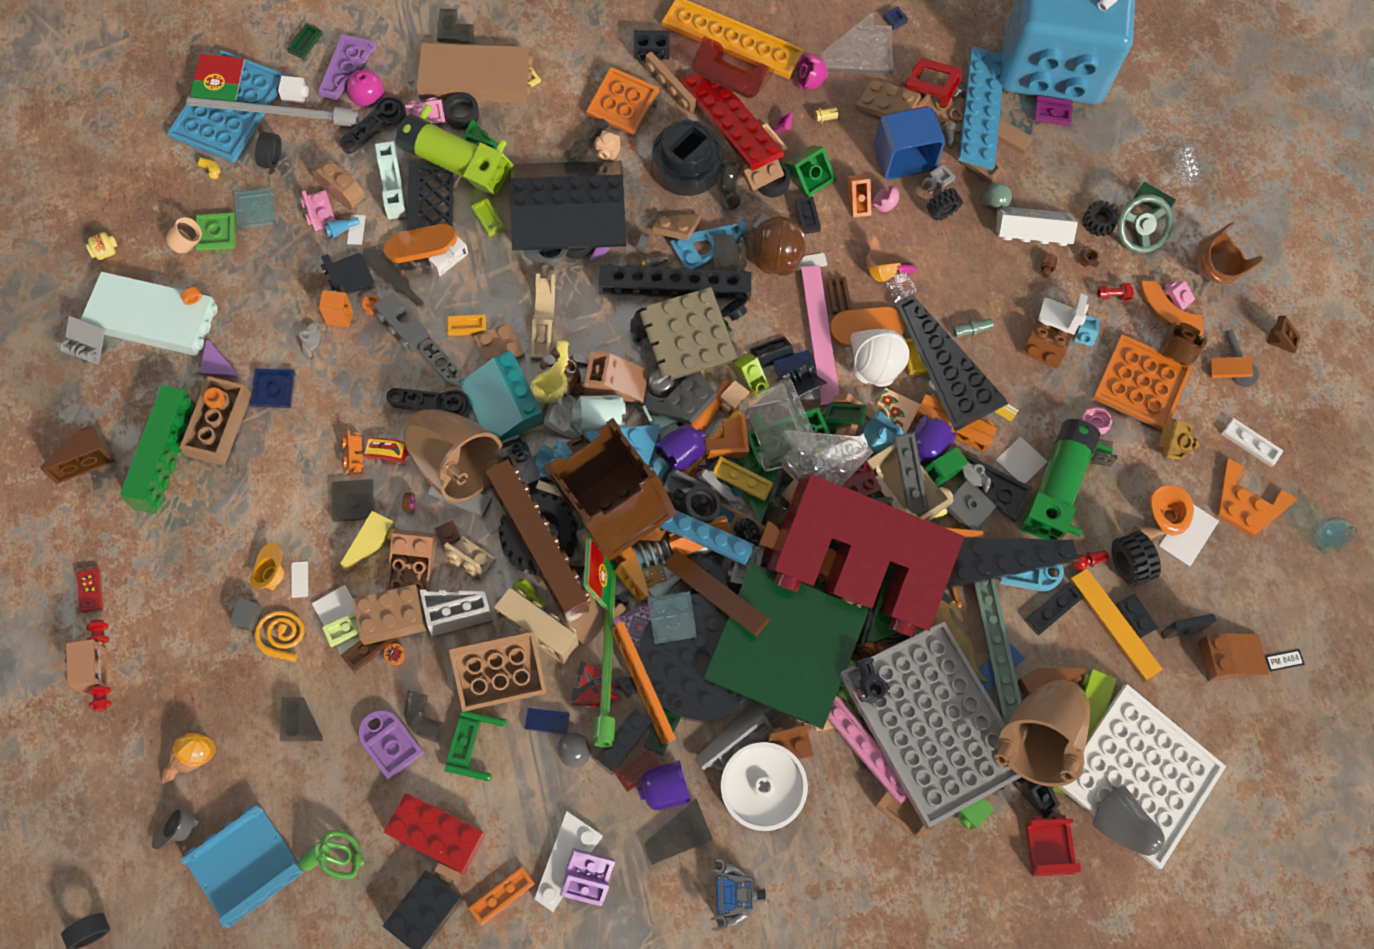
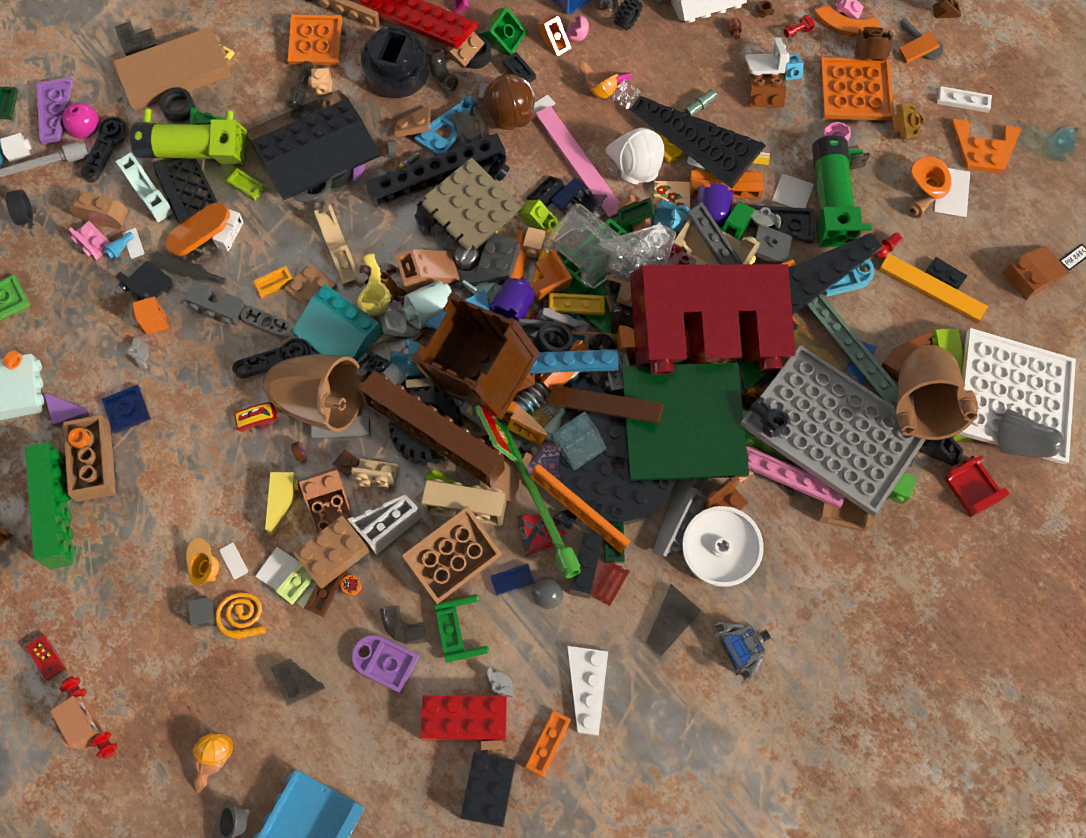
camera: 20 degrees left, 0 degrees up
(255, 208) = (31, 262): clear light blue tile -> none
(321, 852) = (374, 783): bright green piece -> none
(350, 460) = (222, 425): orange hinge -> none
(352, 500) = (247, 472): clear smoke tile -> none
(368, 304) = (177, 300): orange tile -> none
(436, 114) = (156, 115): bright pink bracket -> none
(485, 815) = (499, 683): none -> light grey piece
(587, 877) = (613, 692): slope -> none
(664, 787) = (641, 585): dark purple cylinder -> none
(837, 282) = (575, 110): reddish brown tile -> none
(852, 321) = (597, 141): orange tile -> none
(1053, 609) = (878, 297): black tile -> none
(1136, 558) = (925, 227): black tyre -> none
(1188, 626) = (992, 262): black plate -> none

